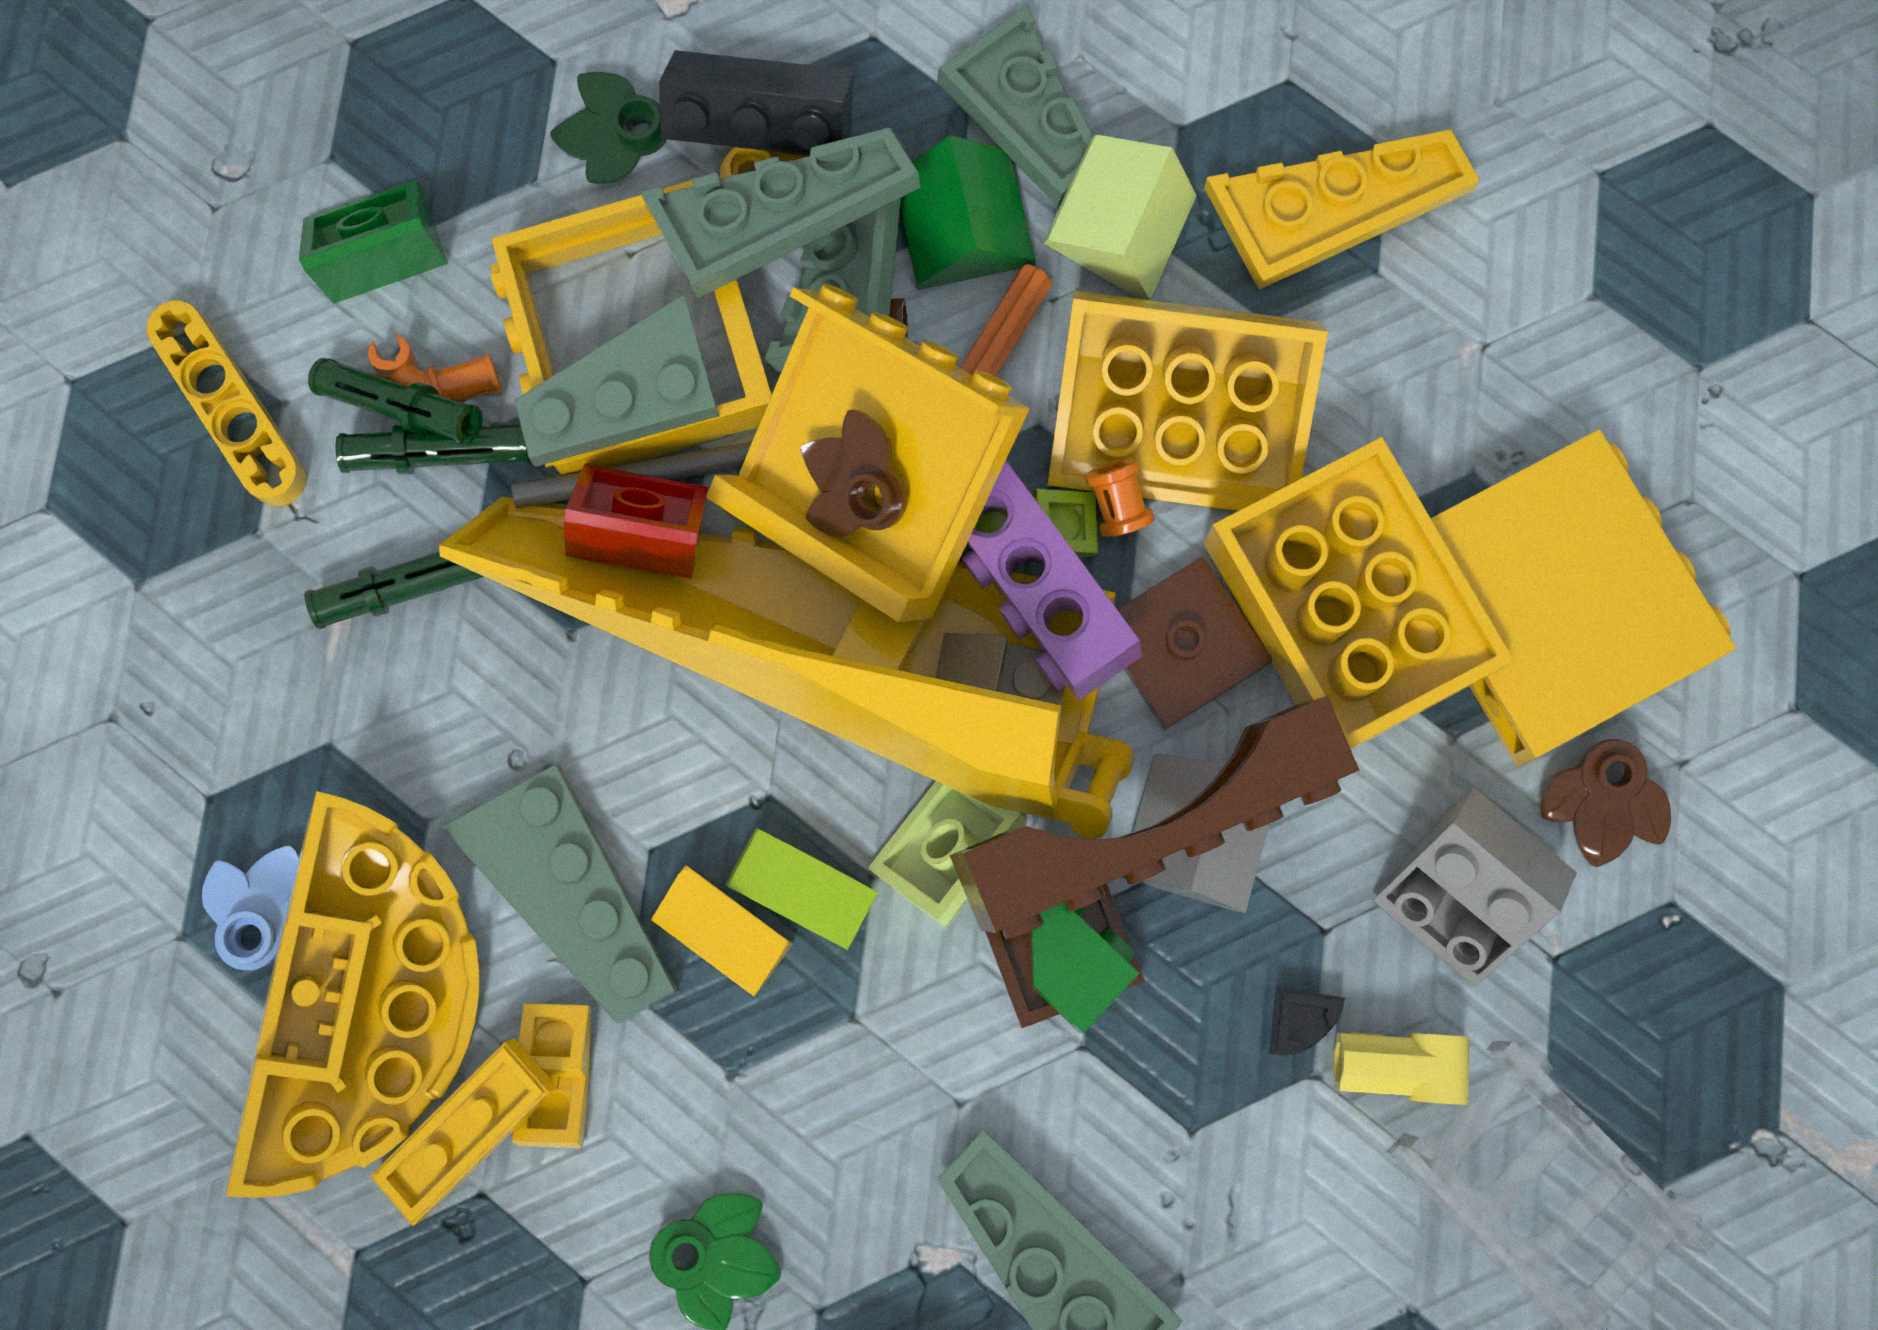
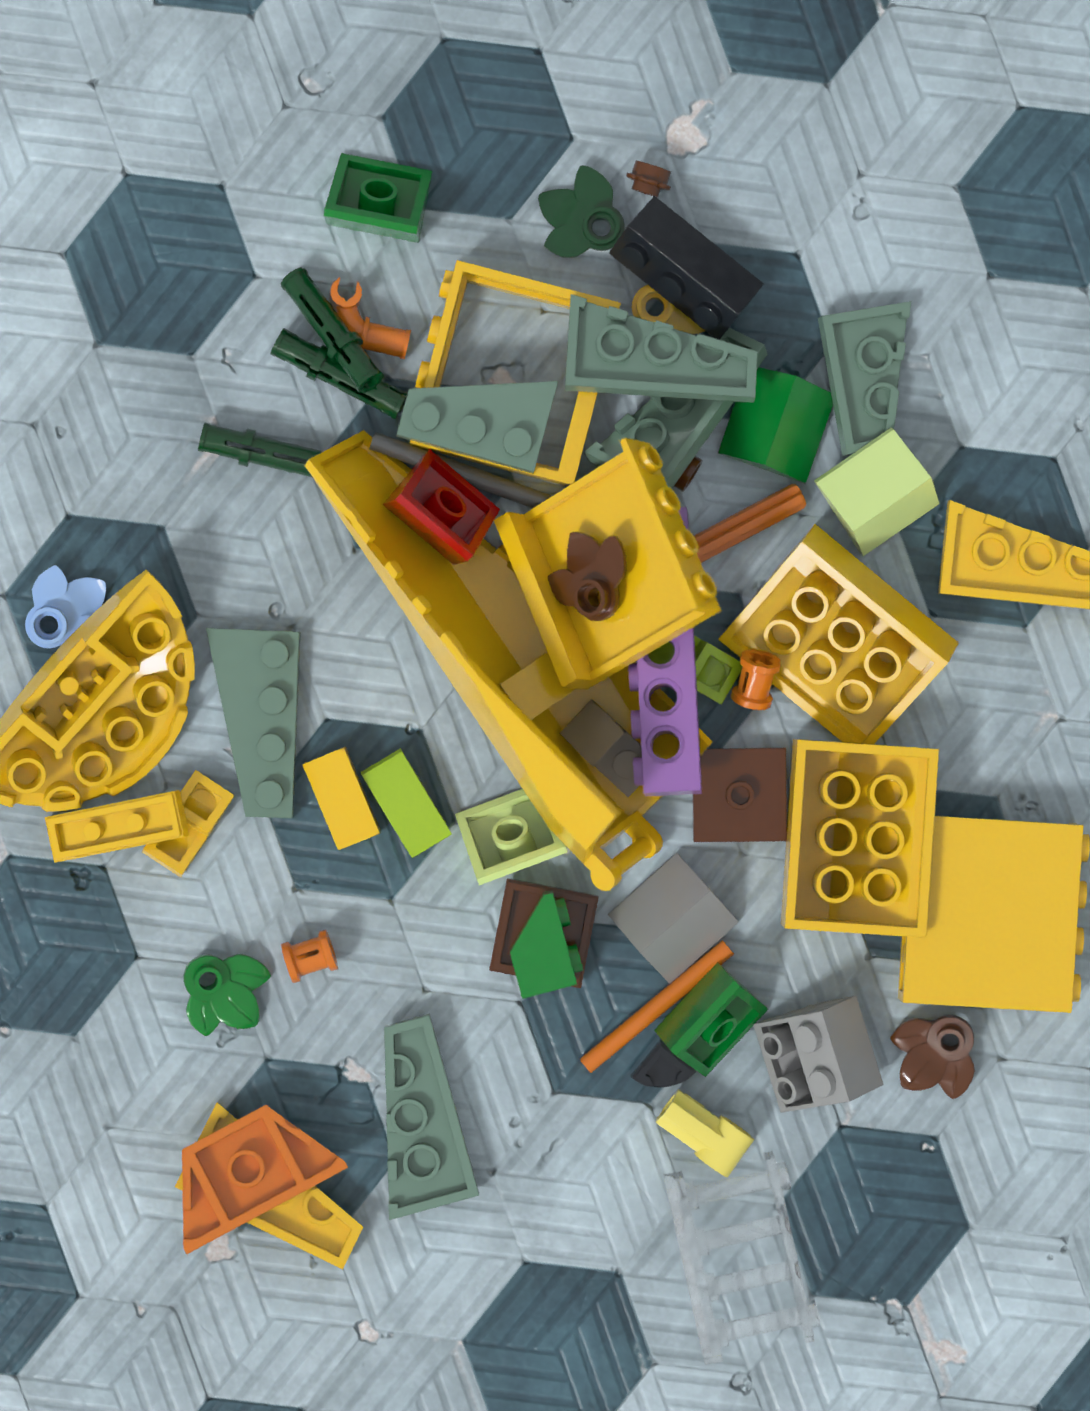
camera: 25 degrees right, 10 degrees up
(228, 401) = (225, 256): yellow beam -> none
(657, 42) = (649, 178): none -> reddish brown plate
(793, 1147) = (324, 957): none -> orange bush
(1247, 950) = (655, 1007): none -> orange bar
(1274, 762) = (739, 910): reddish brown arch -> none
(1321, 922) = (710, 1020): none -> green slope

